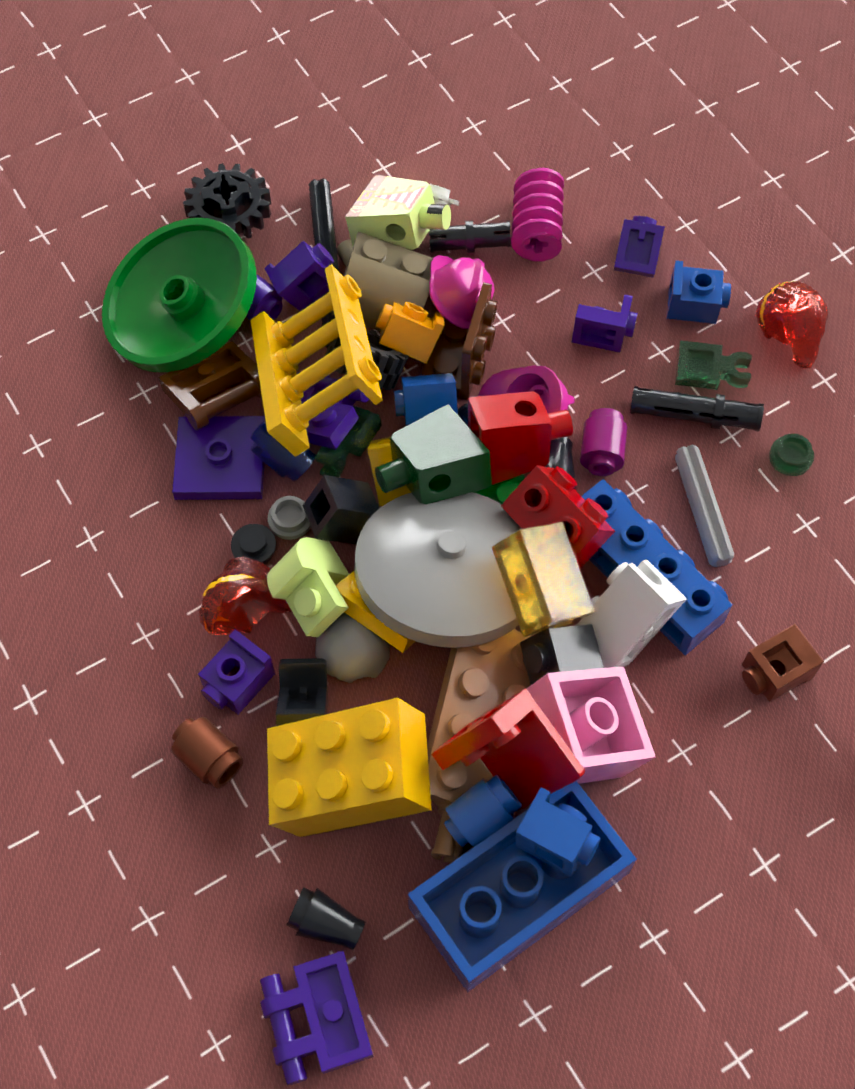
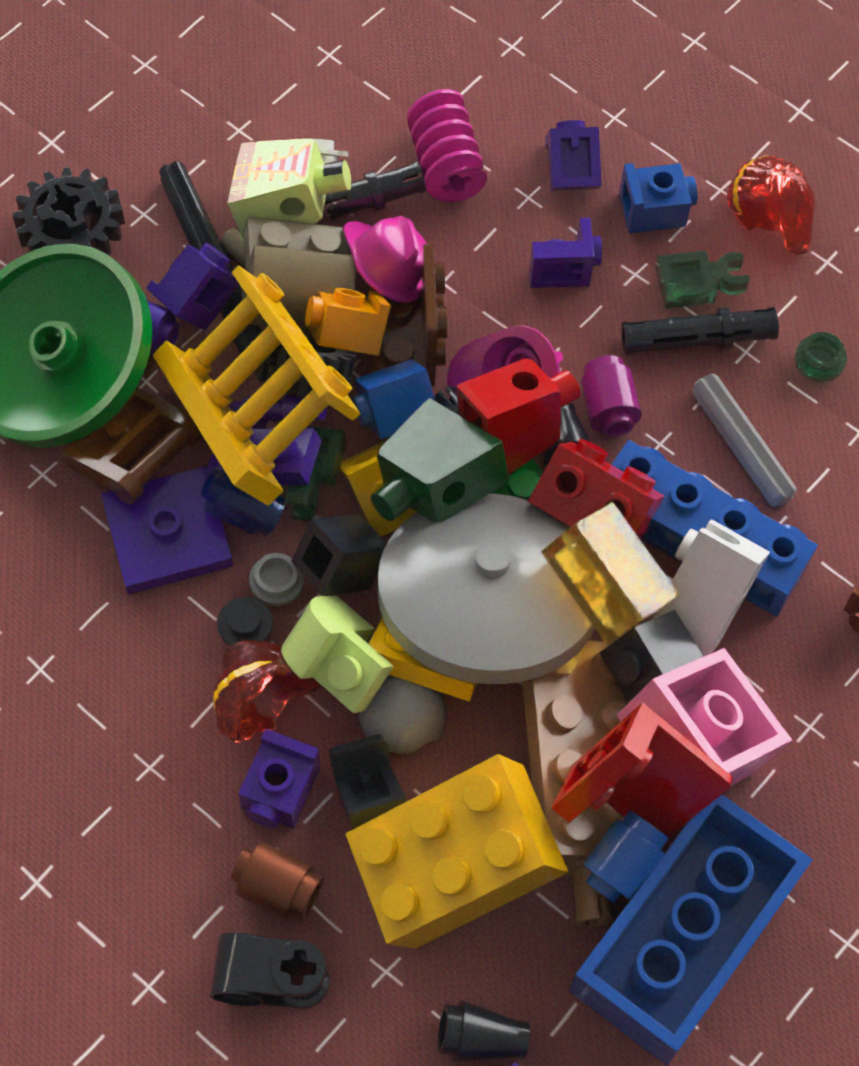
camera: 20 degrees left, 0 degrees up
(168, 818) = (258, 972): none -> black piece
(556, 834) = (723, 858): blue brick -> none

